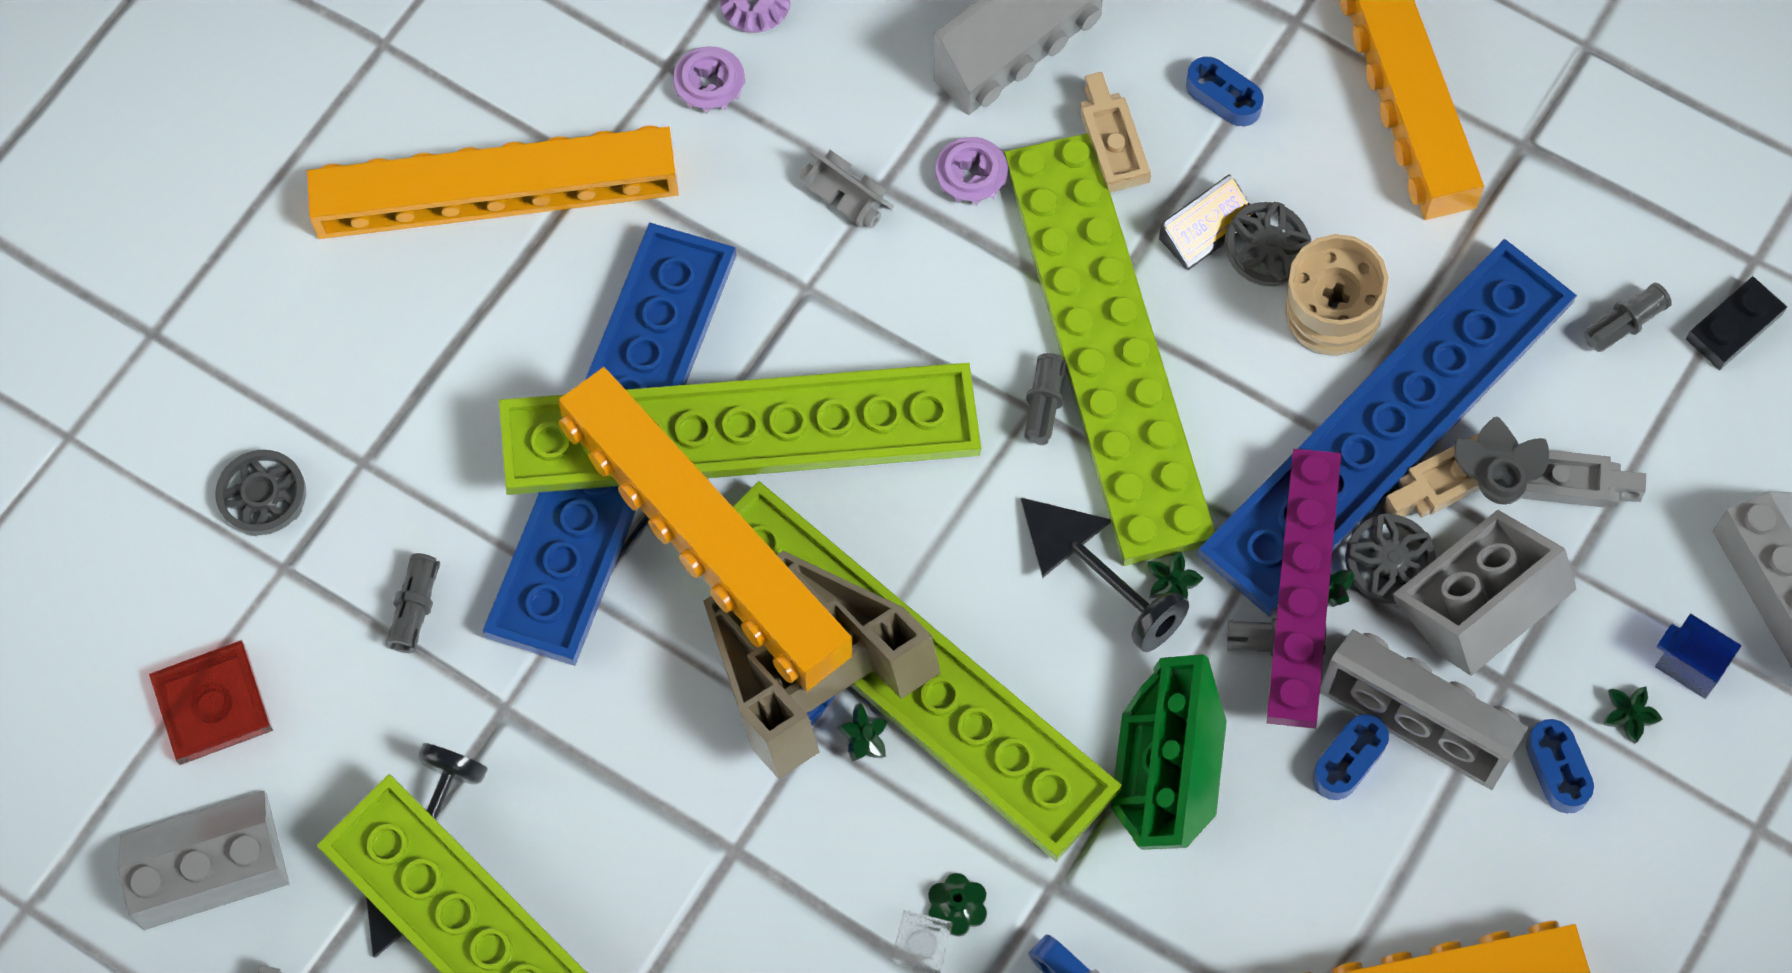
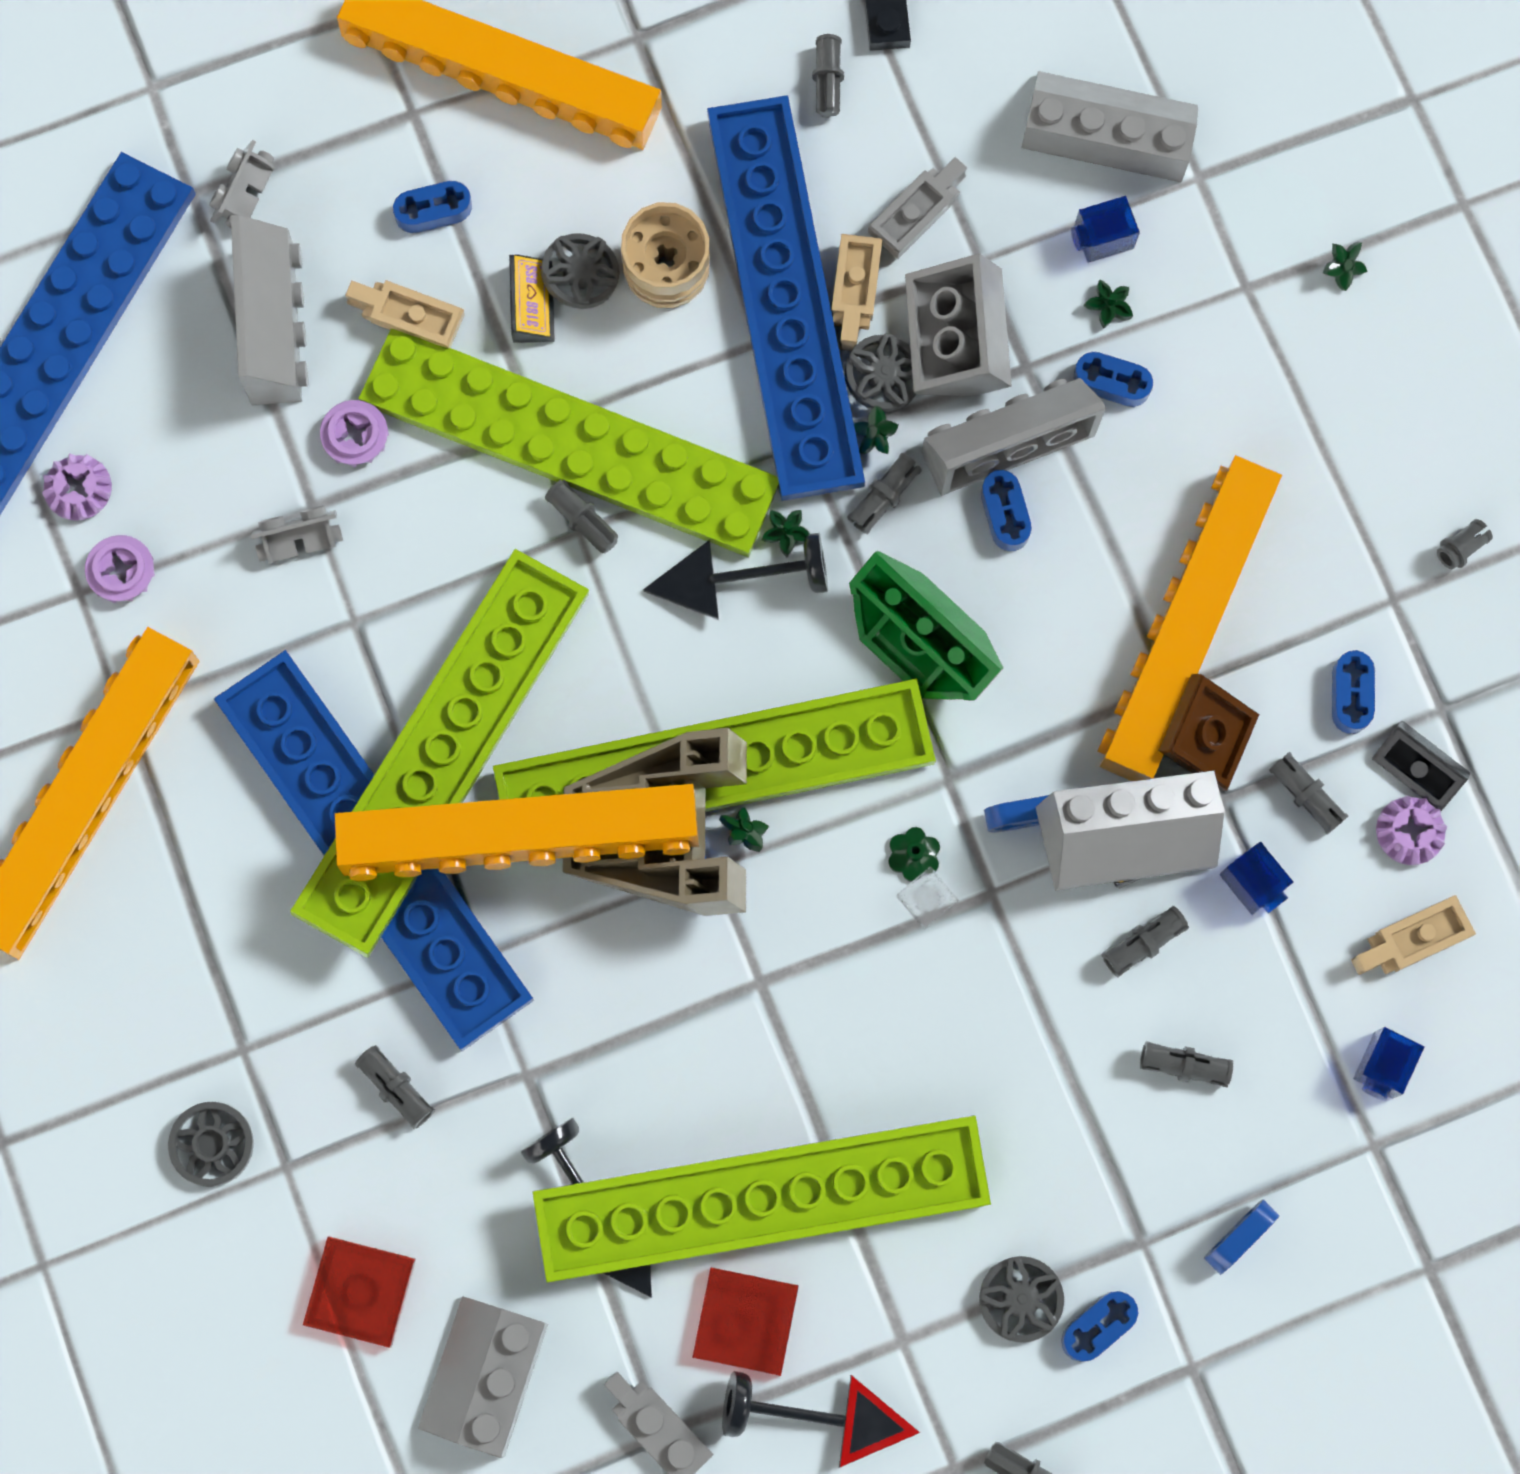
camera: 60 degrees left, 10 degrees up
(1304, 589) = (868, 446): magenta plate -> none
(1500, 456) = (871, 241): dark grey plate -> none

